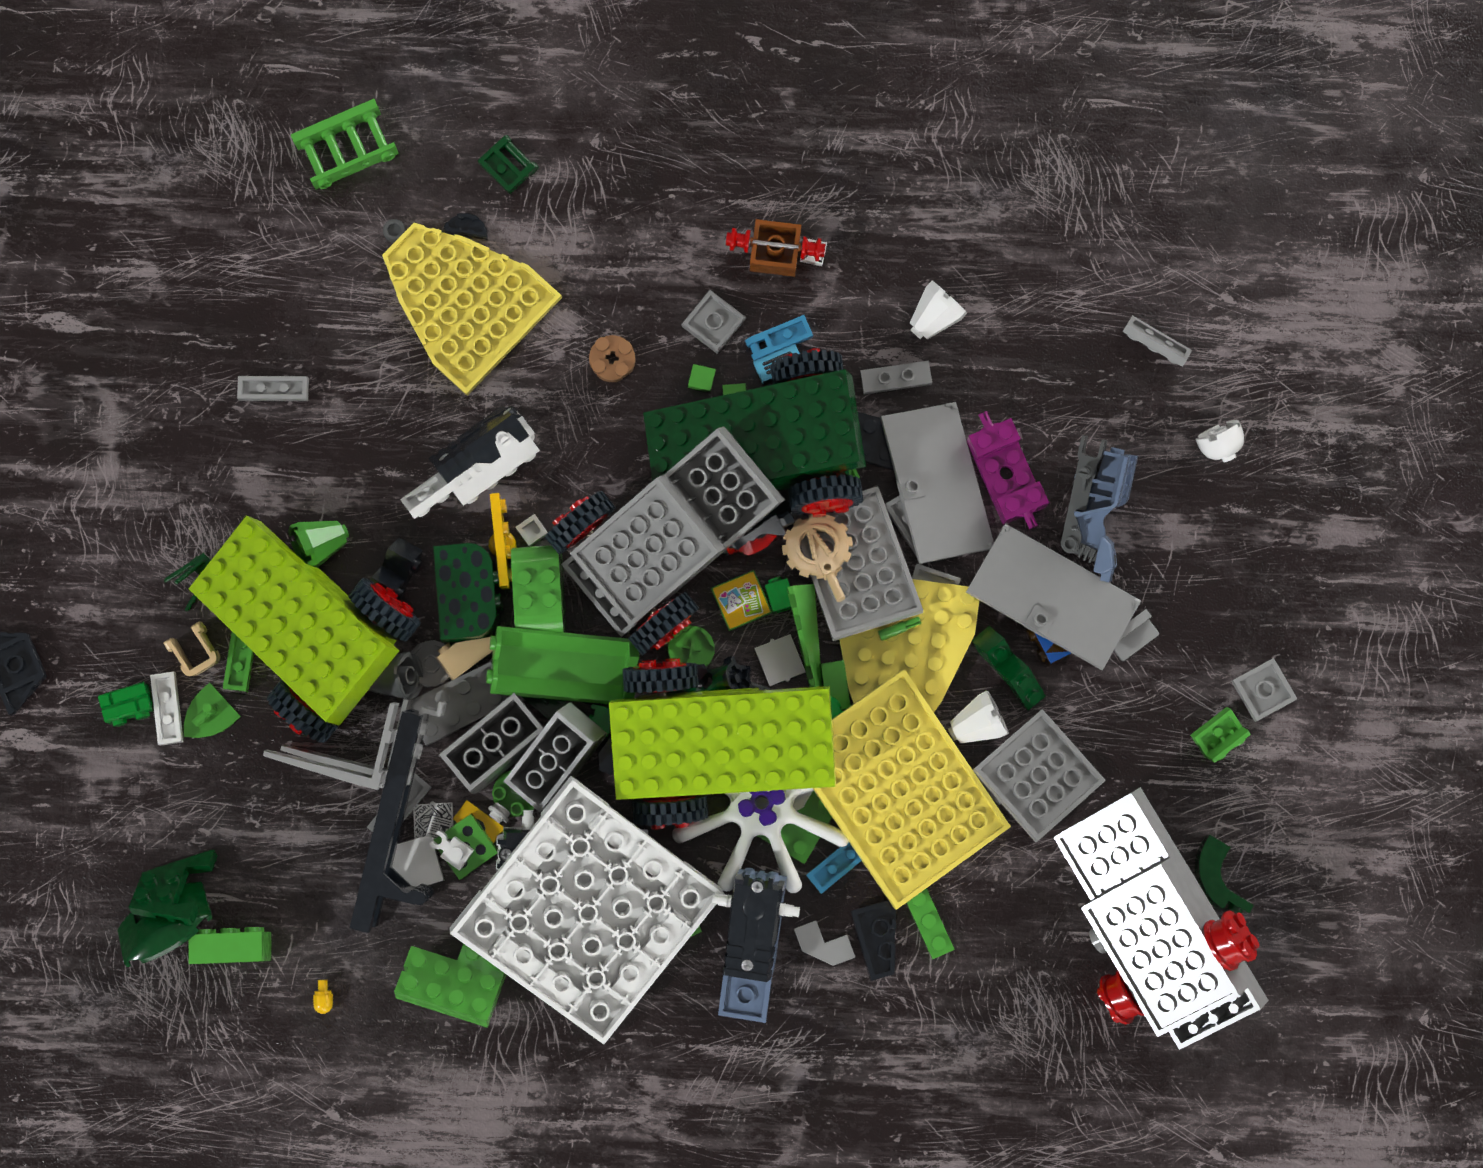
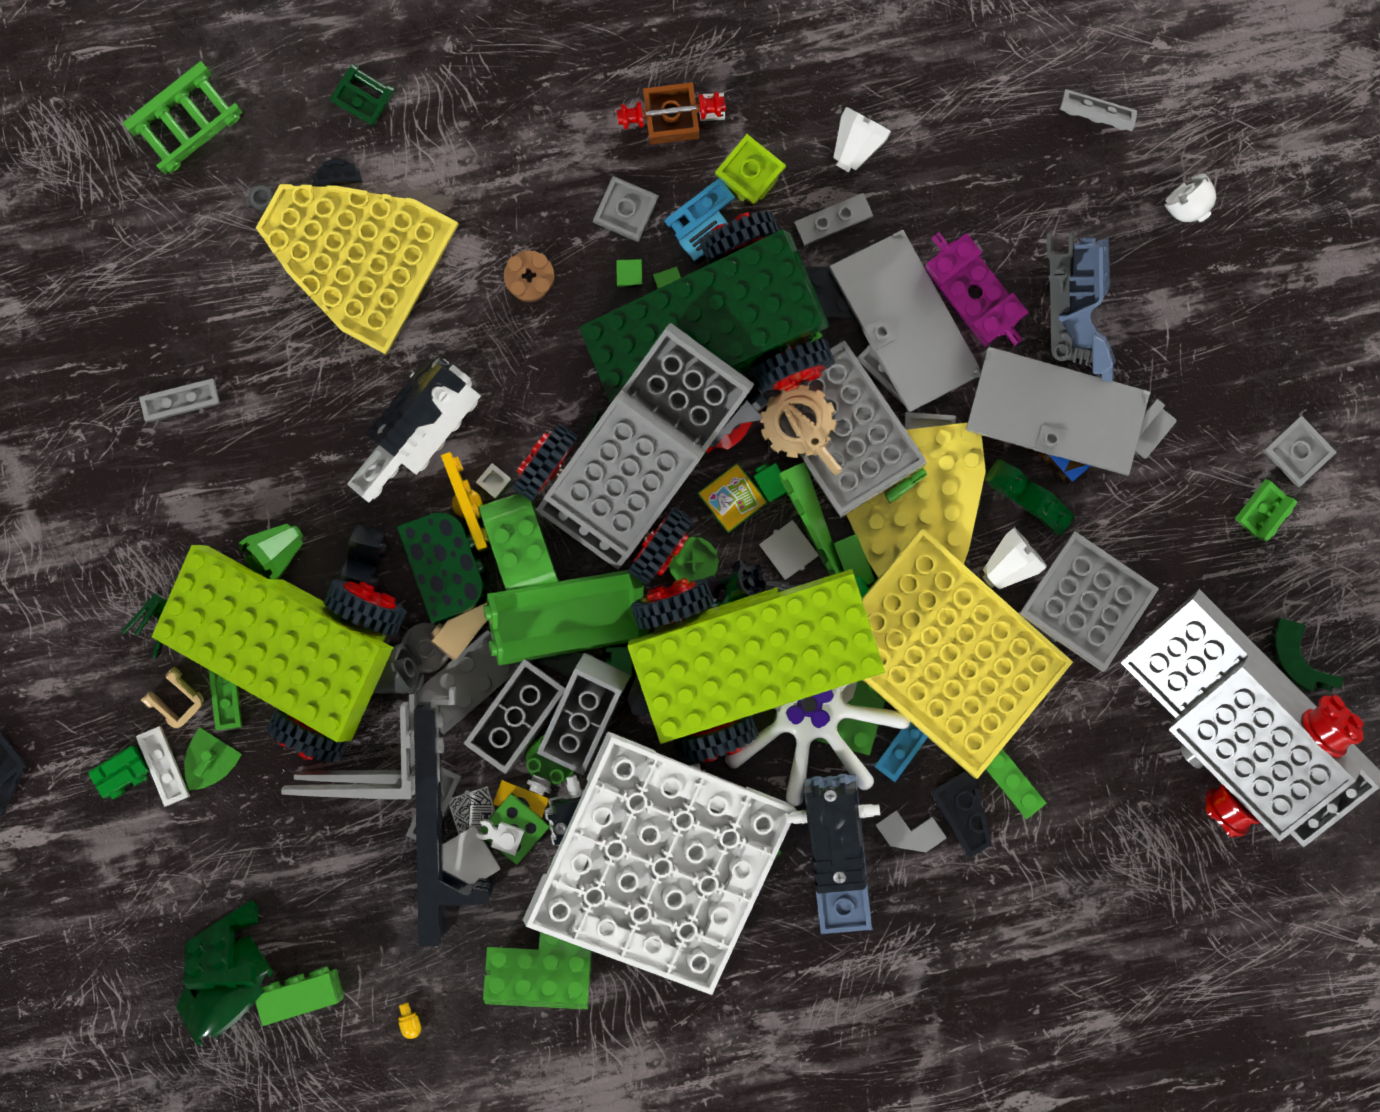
camera: 10 degrees left, 5 degrees up
(832, 315) = (750, 170): none -> lime panel

